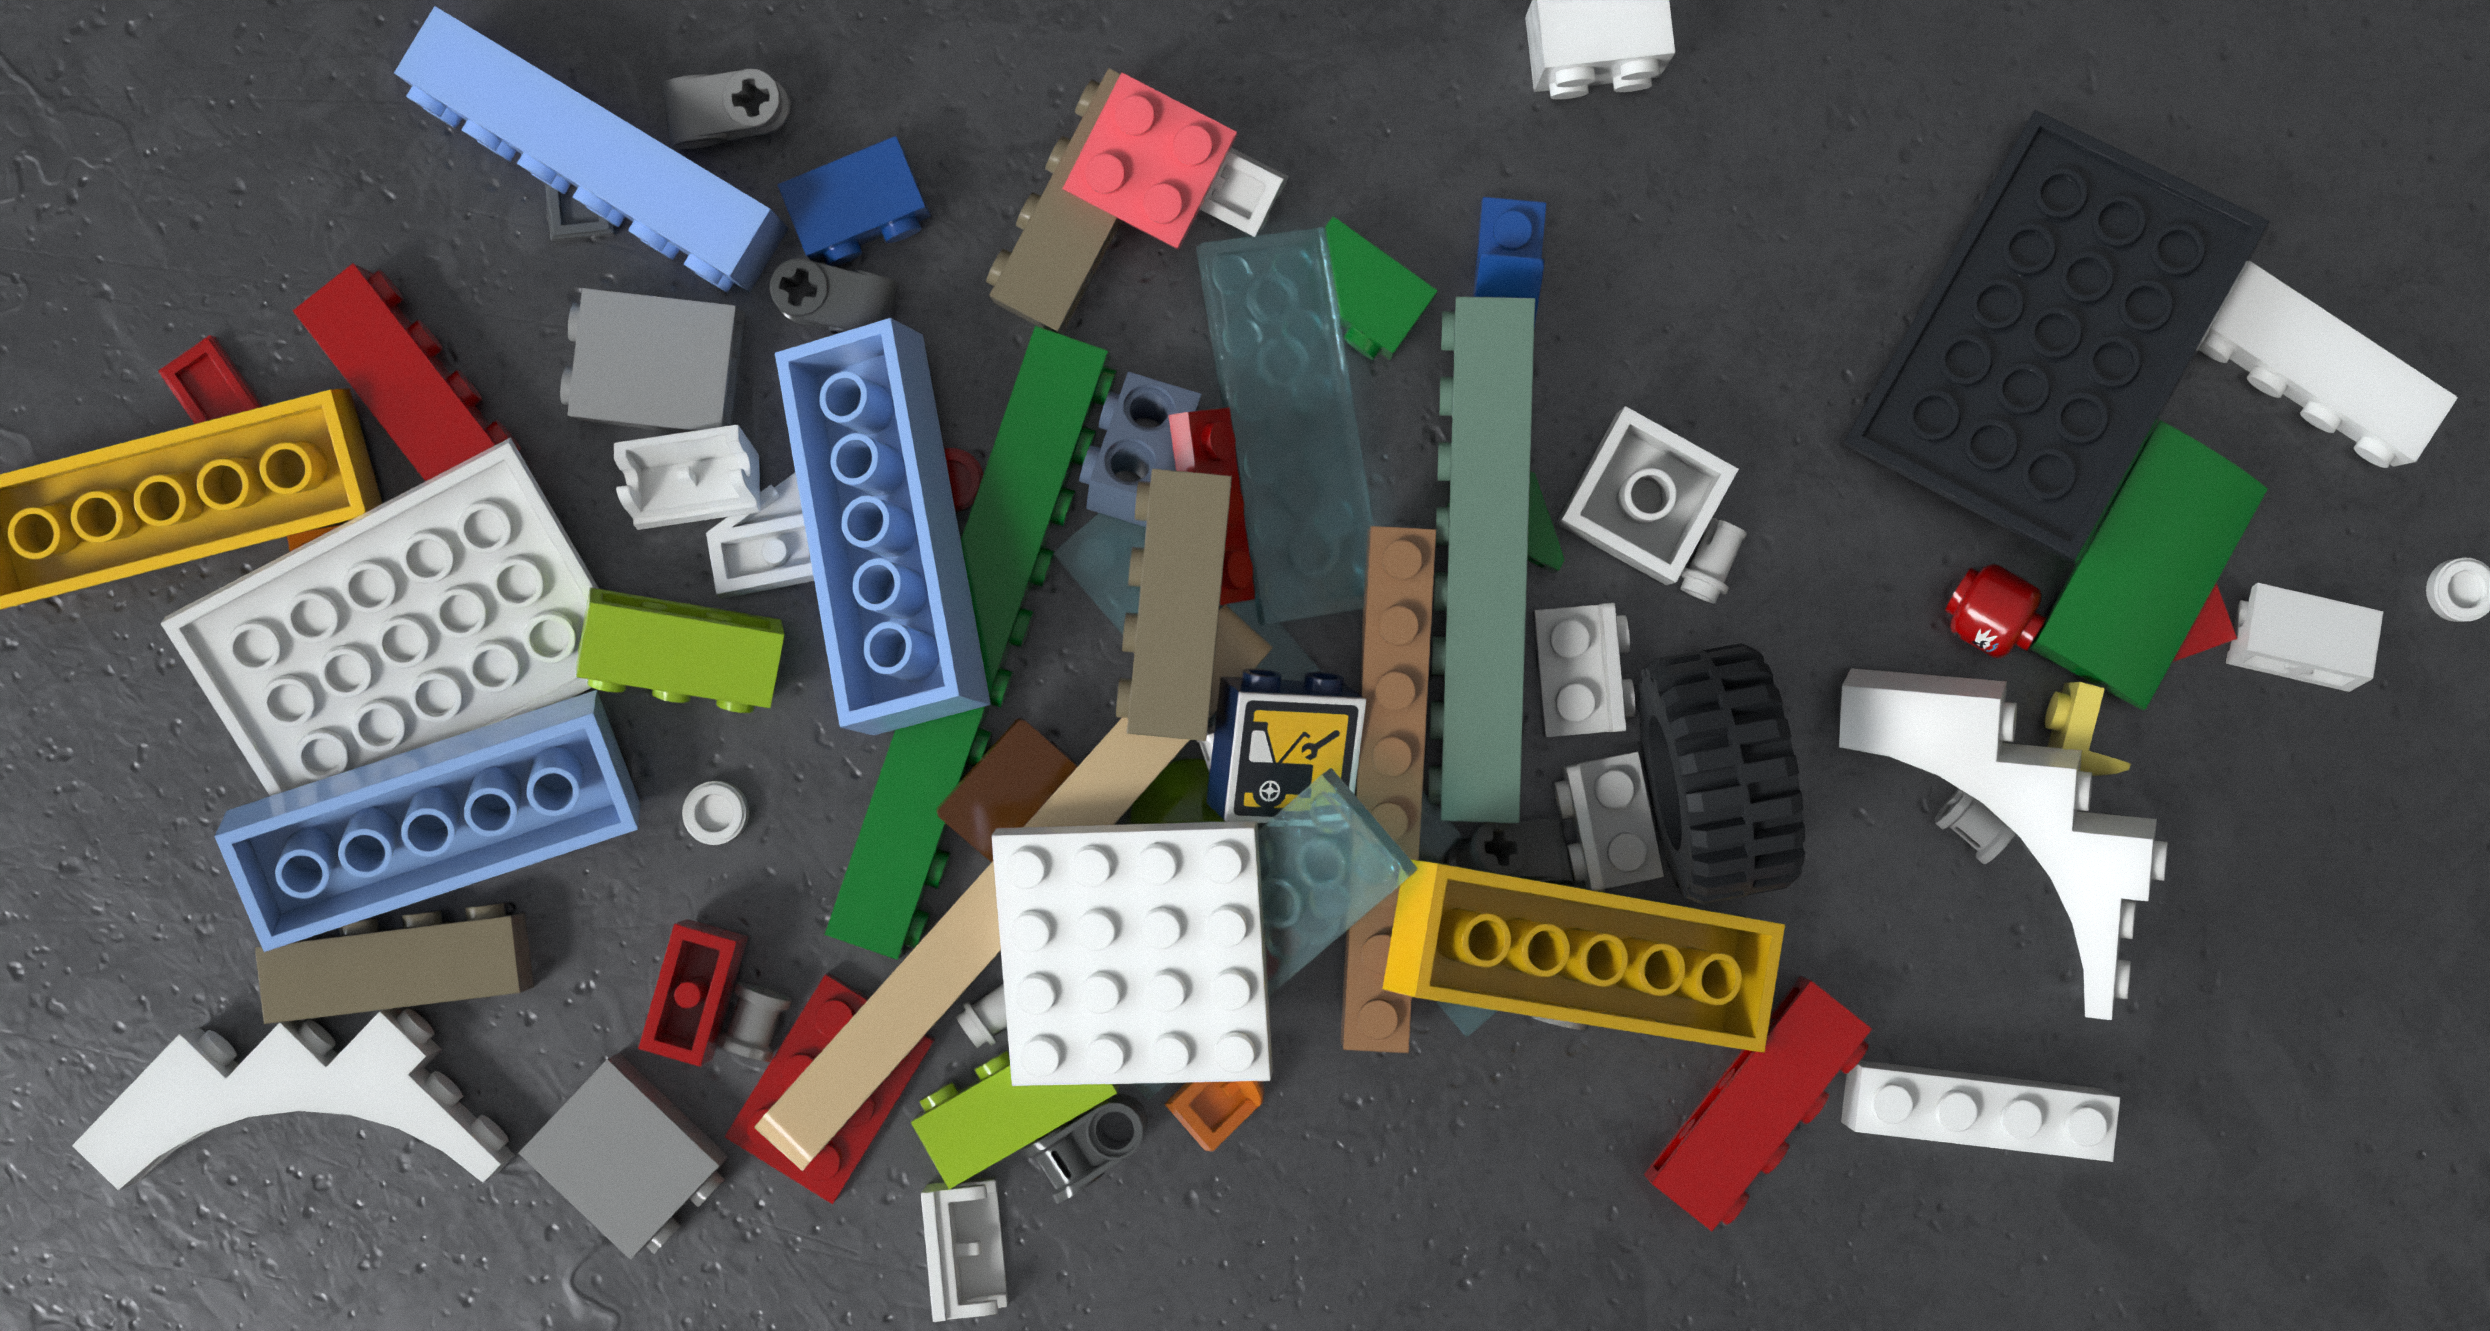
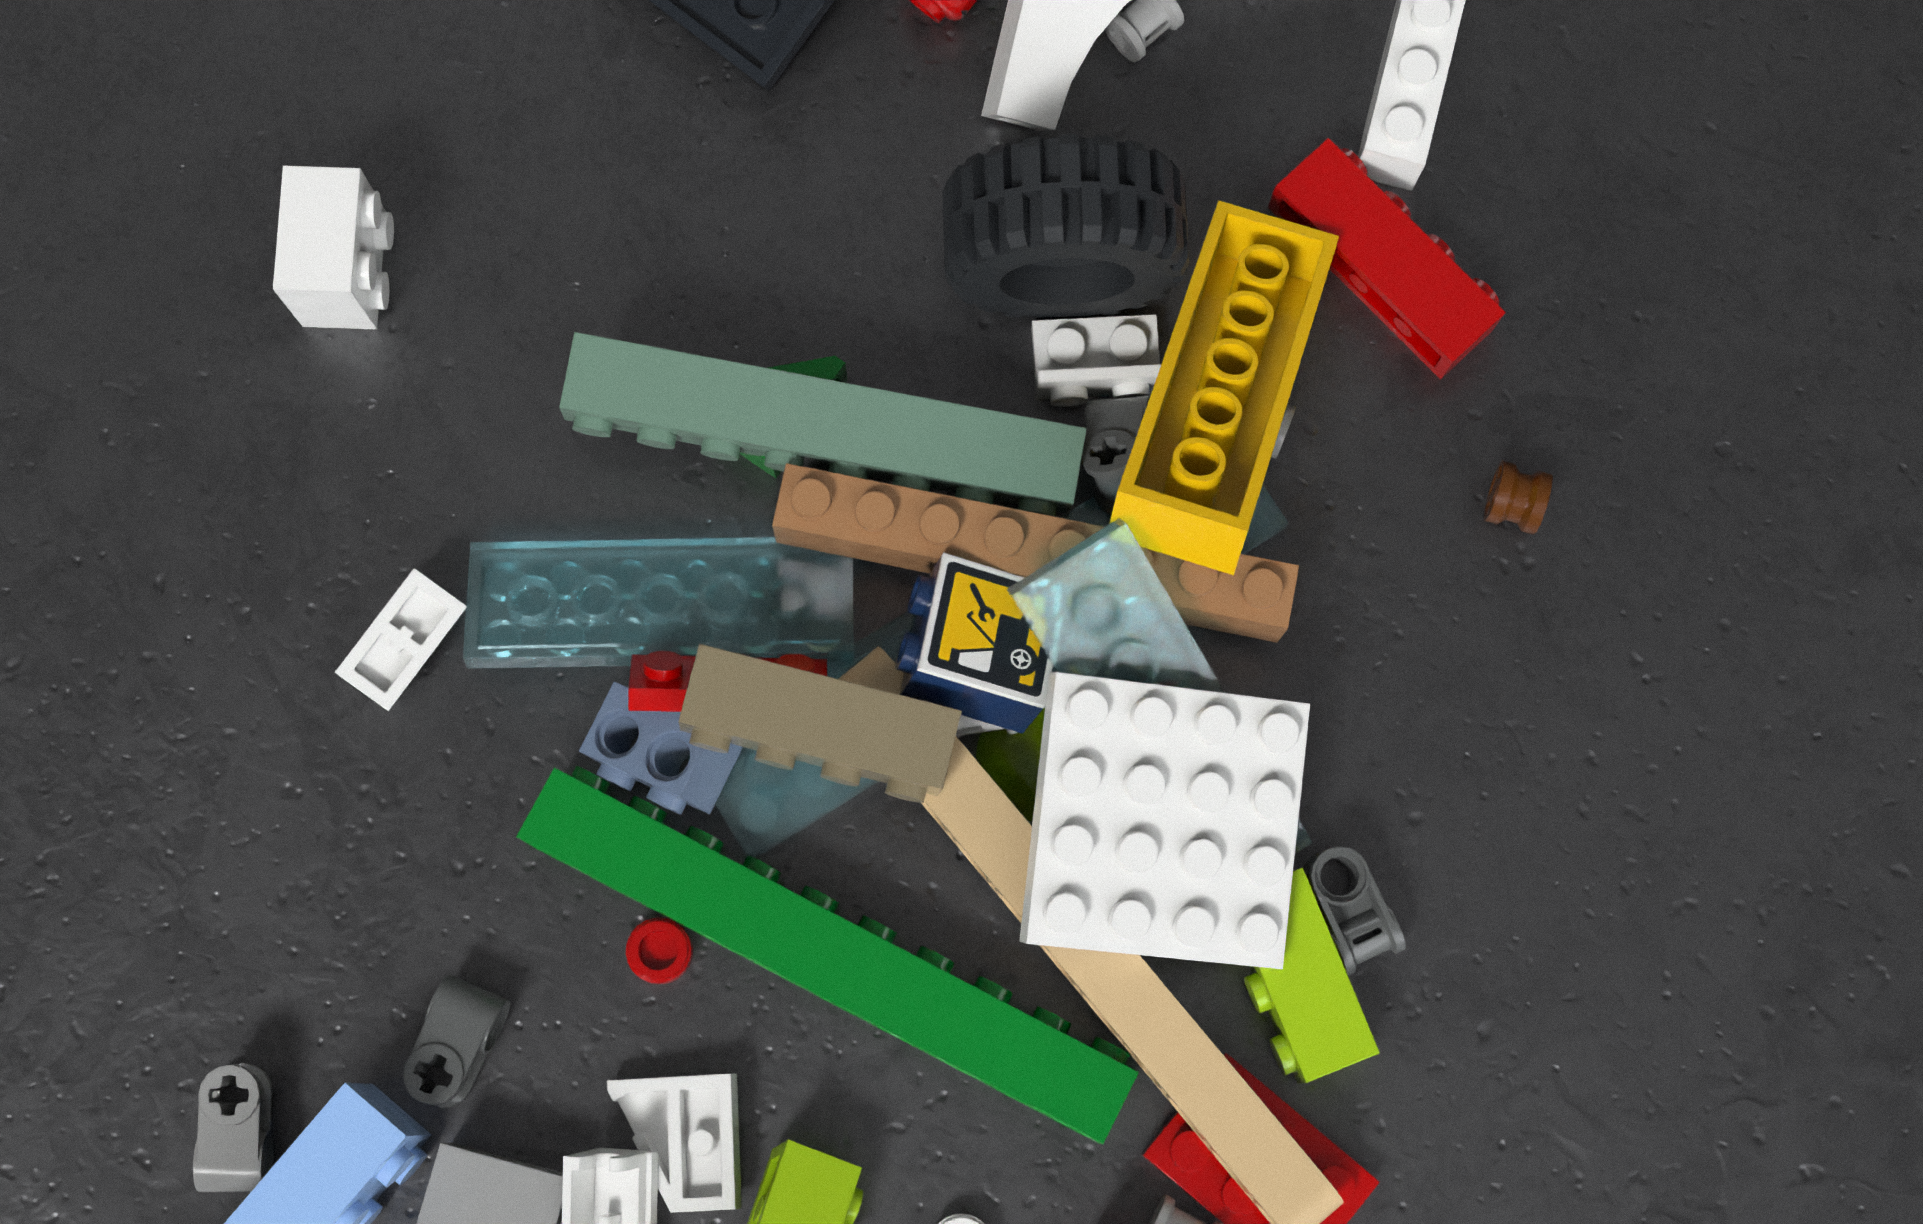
camera: 85 degrees left, 10 degrees down
(855, 203) = (358, 1005): blue brick -> none
(881, 528) = (694, 1020): light blue brick -> none
(964, 1249) = (1441, 1051): white hinge -> none
(984, 1017) = (1205, 989): white pin -> none
(1006, 786) = (979, 934): reddish brown panel -> none
(1060, 234) = (400, 774): dark tan brick -> none
(1150, 161) = (371, 694): coral plate -> none
(1215, 1108) = (1329, 776): orange plate -> none
(1373, 293) = (543, 501): green slope -> none
(1510, 249) = (522, 369): blue slope -> none
(1526, 1265) = (1518, 497): none -> reddish brown wheel
(1582, 670) = (947, 357): white bracket -> none
(1647, 496) = (786, 271): white brick -> none
(1713, 561) = (859, 225): white pin -> none

